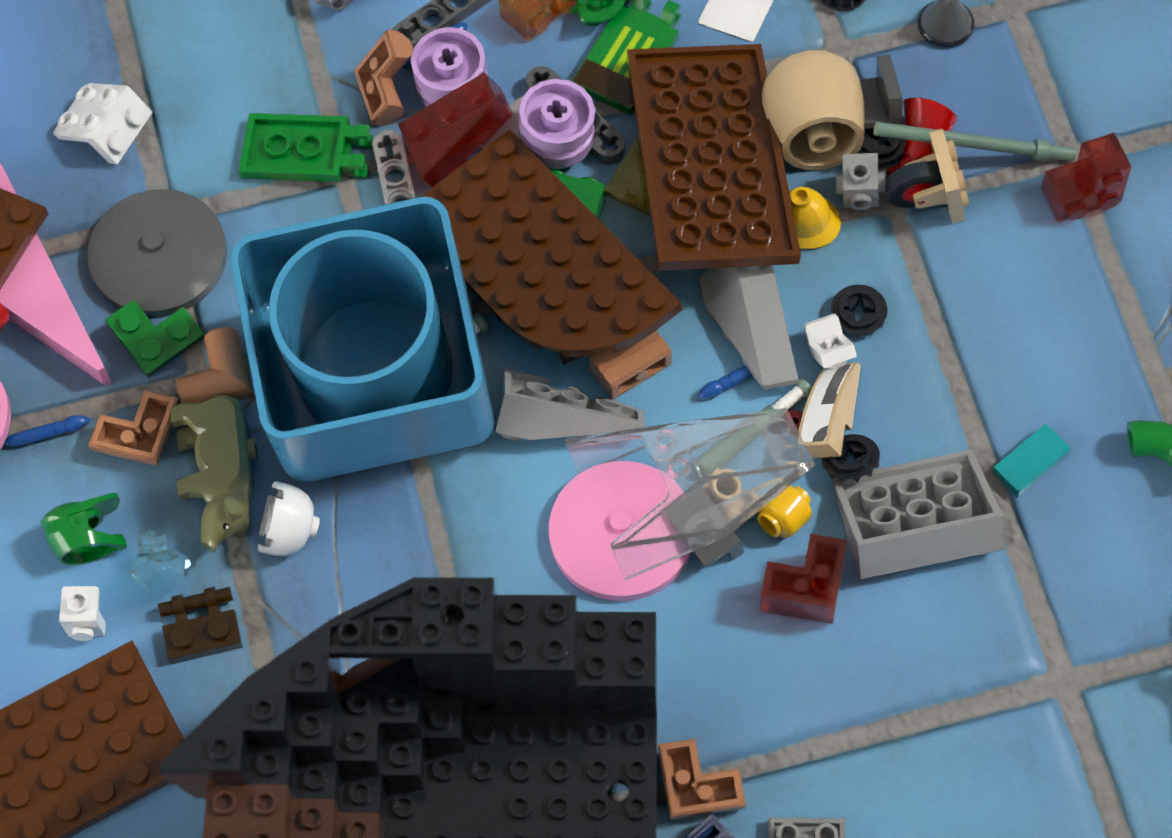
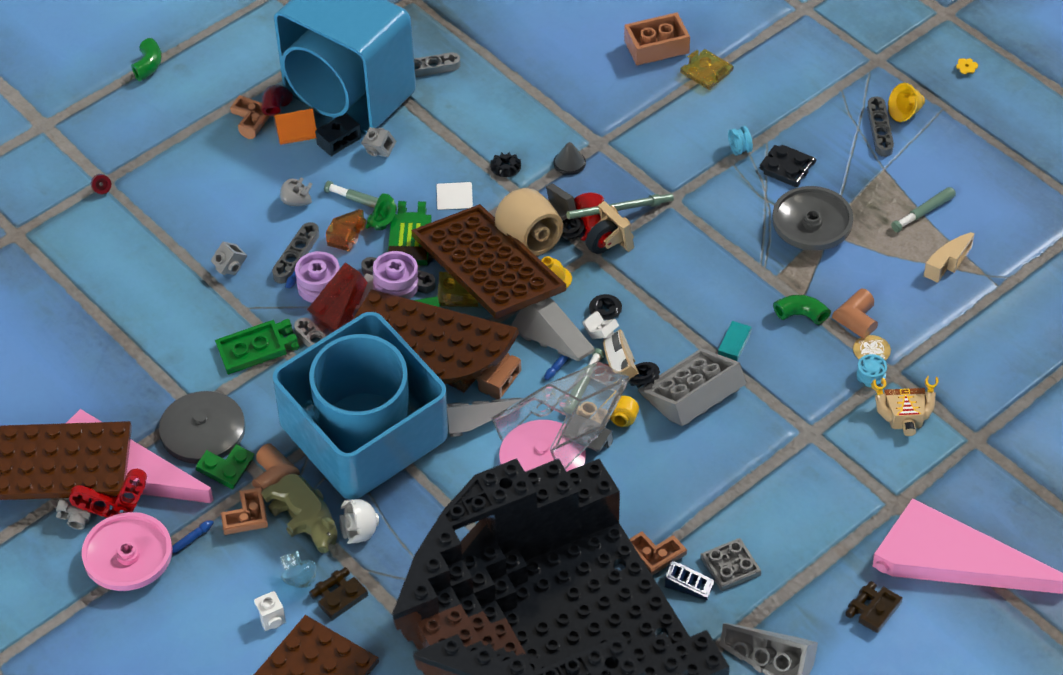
camera: 30 degrees left, 15 degrees down
(71, 532) = (241, 568): green helmet -> none
(105, 118) = (133, 369): white bracket -> none
(376, 77) = (277, 293): nougat brick -> none
(807, 590) = (658, 439): clear red brick -> none
(860, 181) = (571, 246): light grey brick -> none
(1090, 182) = (690, 202): clear red brick -> none

